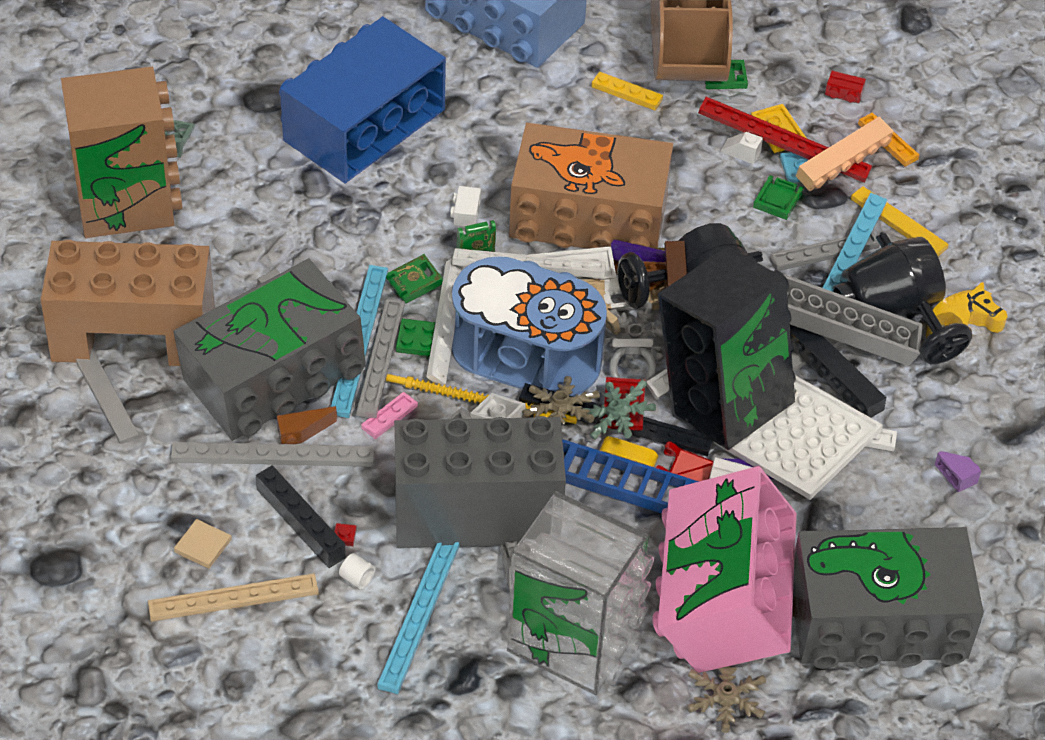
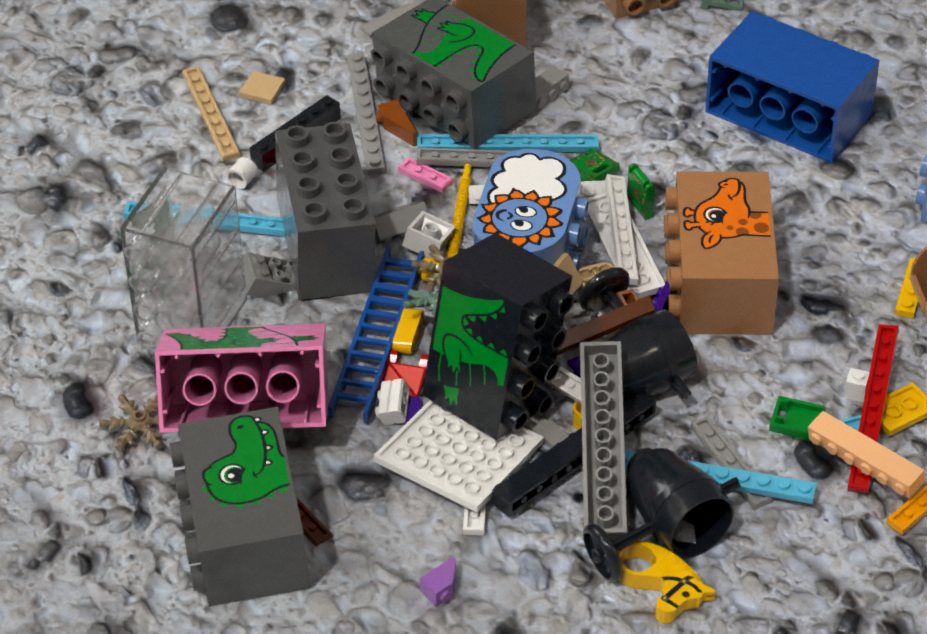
camera: 85 degrees right, 5 degrees down
(901, 222) = (794, 525): yellow tile -> none

